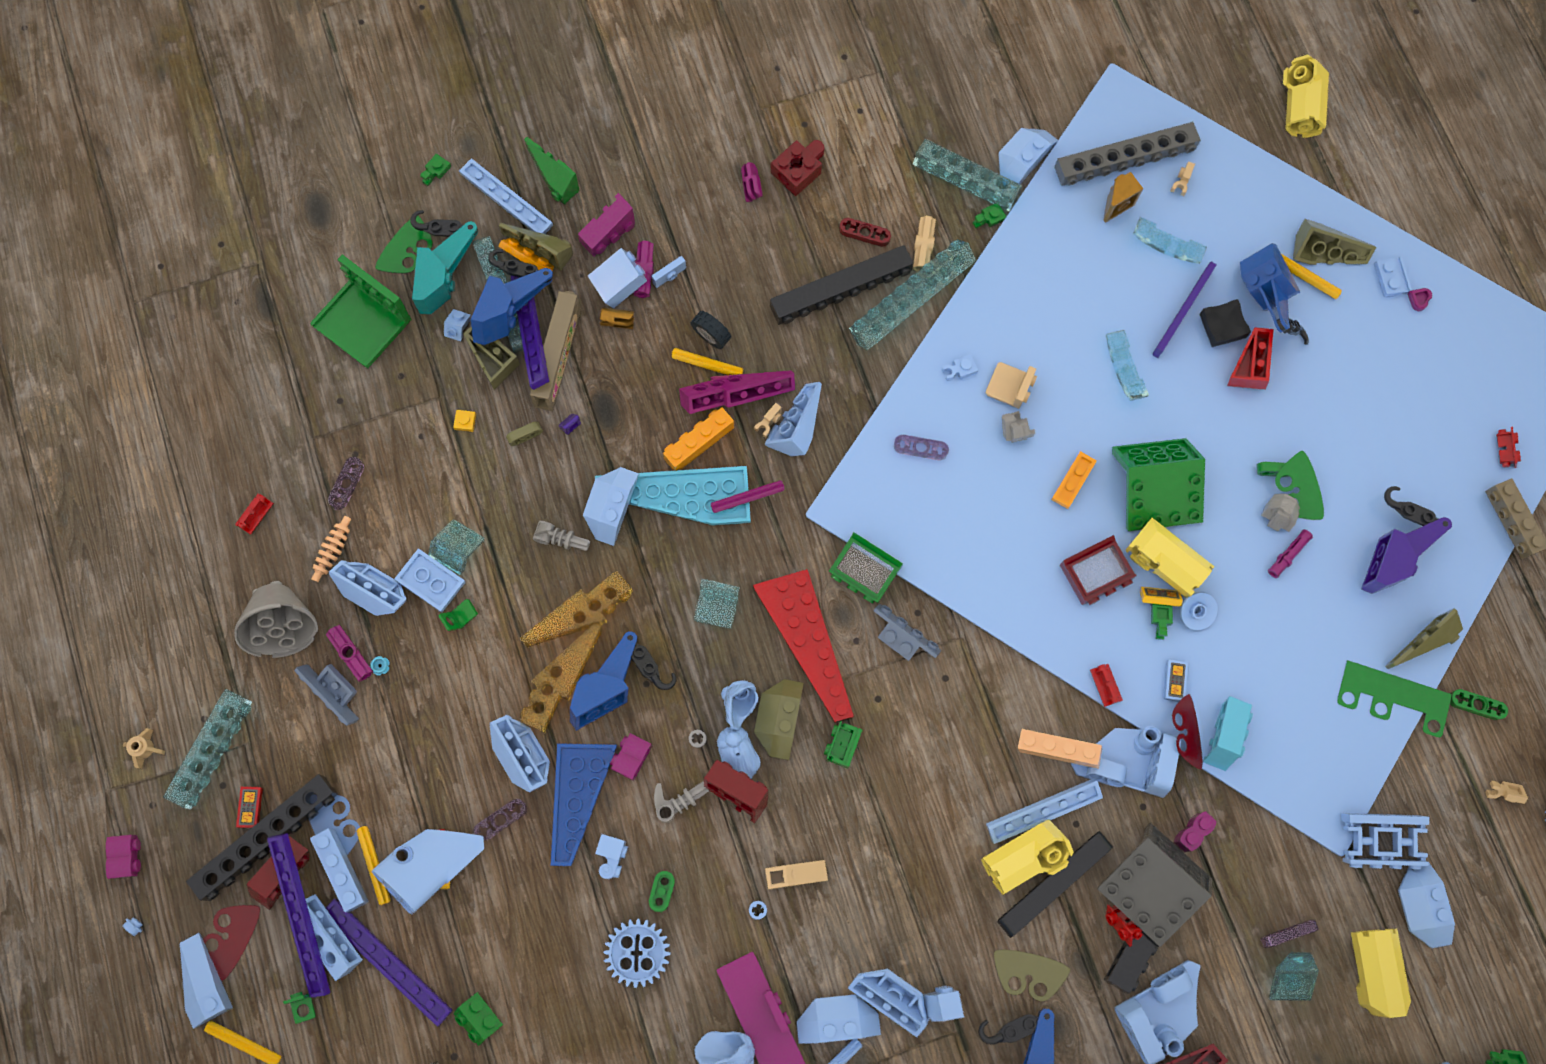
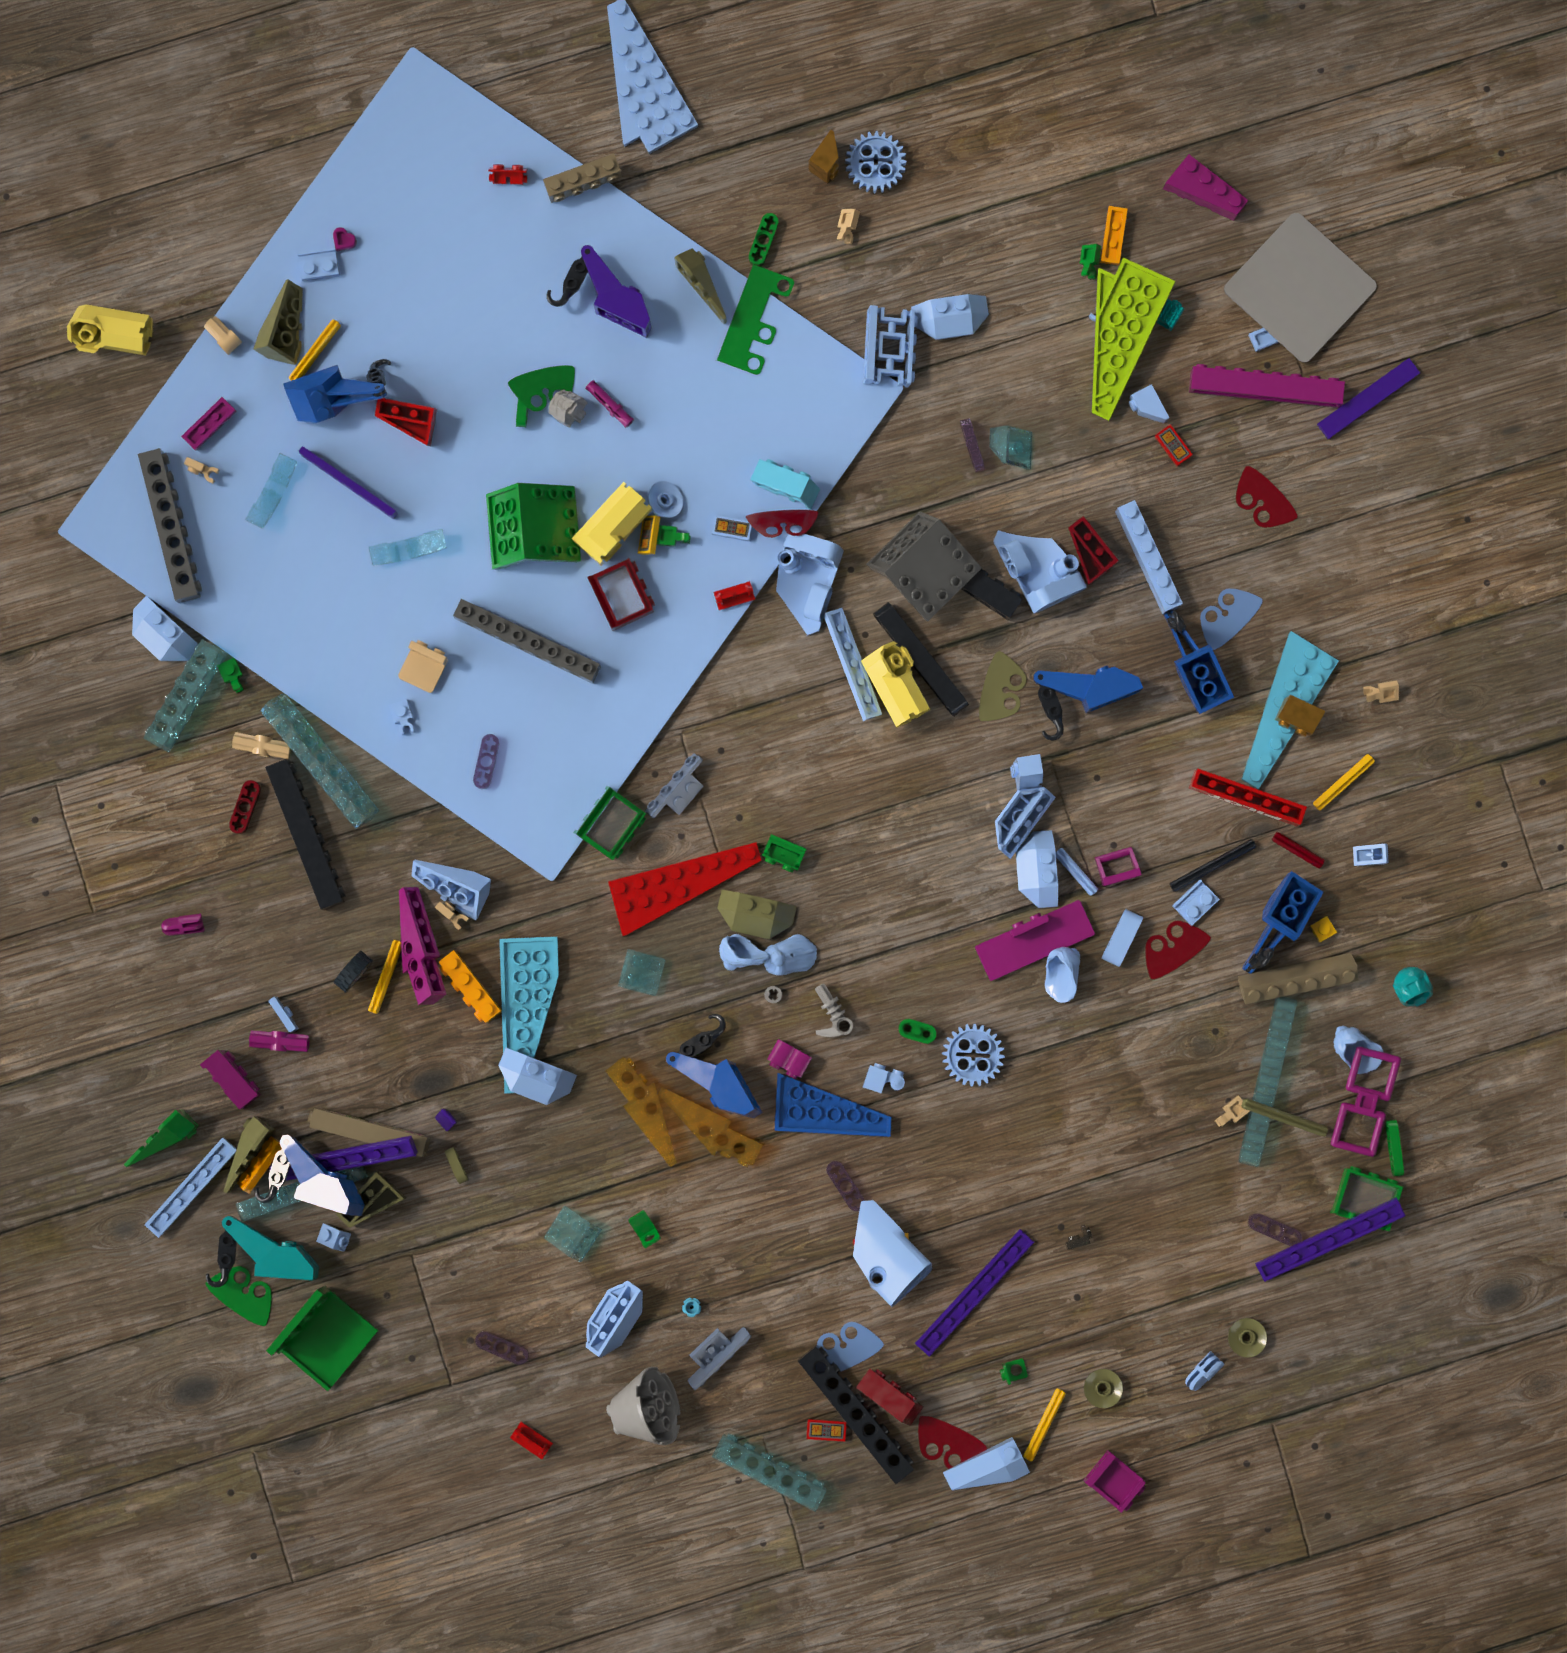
camera: 85 degrees left, 10 degrees up
(122, 856) = (870, 1549): magenta brick -> none
(133, 926) = (935, 1534): light blue plate -> none
(141, 747) = (766, 1532): tan brick -> none
(298, 915) = (930, 1373): dark purple tile -> none
(331, 548) = (571, 1359): light nougat piece -> none
(334, 947) = (950, 1349): light blue brick -> none
(339, 870) = (889, 1338): light blue brick -> none
(342, 644) = (668, 1344): magenta piece -> none
(372, 861) = (882, 1308): yellow axle -> none
(430, 580) = (607, 1259): light blue plate -> none
(435, 168) = (151, 1263): green plate -> none
(464, 420) = (439, 1227): yellow plate -> none
(477, 1019) = (1028, 1205): green bracket -> none
(519, 753) = (783, 1166): light blue wedge -> none
(545, 533) = (562, 1142): light grey piece -> none
(617, 277) = (291, 1067): light blue brick -> none
(617, 318) = (333, 1069): pearl gold arm -> none
(737, 788) = (824, 956): dark red wedge -> none
(747, 496) = (532, 938): magenta axle -> none
(761, 915) = (942, 937): light blue bush -> none
(796, 874) = (905, 903): tan slope -> none
(805, 165) = (167, 873): dark red brick -> none
(1015, 428) = (469, 664): light grey hair -> none
(1043, 481) = (526, 641): none -> dark grey brick
(1060, 748) = (795, 645): light nougat brick -> none
(1074, 480) = (526, 610): light orange plate -> none
(1118, 919) = (965, 598): red hinge -> none
(1122, 195) = (220, 537): pearl gold slope -> none
(1193, 835) = (872, 520): magenta brick -> none
(1224, 323) = (365, 443): black brick -> none
(1227, 184) = (208, 424): none -> magenta plate
(1311, 196) = (225, 338): none -> tan piece
(1381, 973) = (1009, 366): light yellow brick -> none

